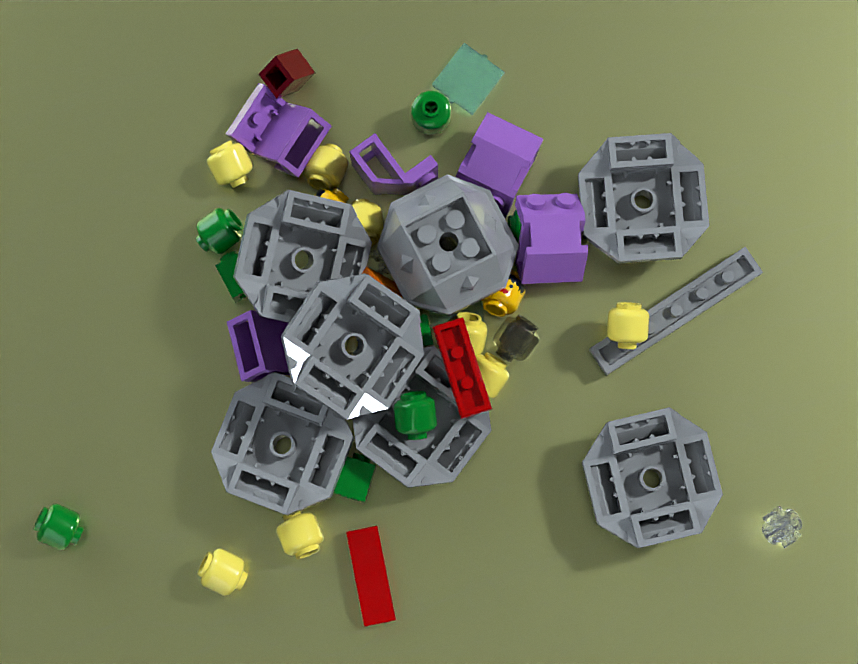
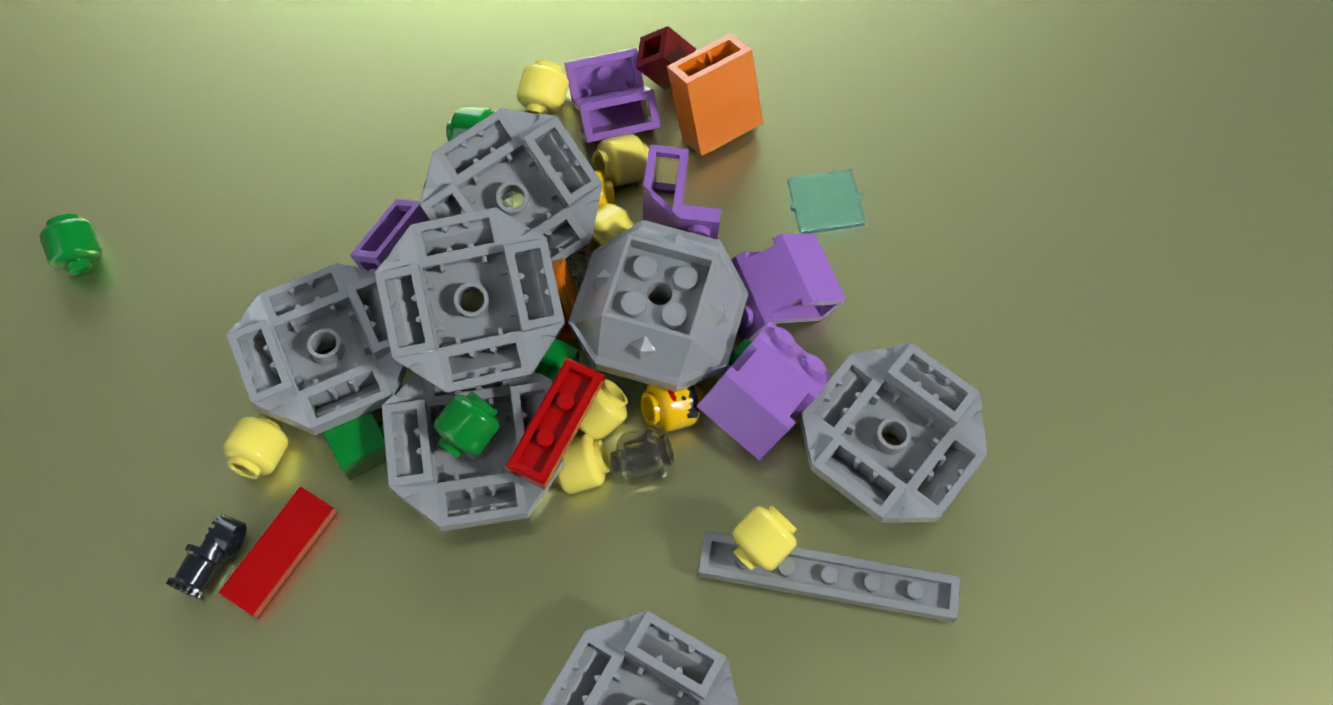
camera: 40 degrees right, 15 degrees down
(222, 572) = (153, 414): light yellow head -> none
(339, 621) = (219, 543): none -> black connector
(347, 75) = (716, 94): none -> orange brick
(431, 122) = (762, 193): green head -> none

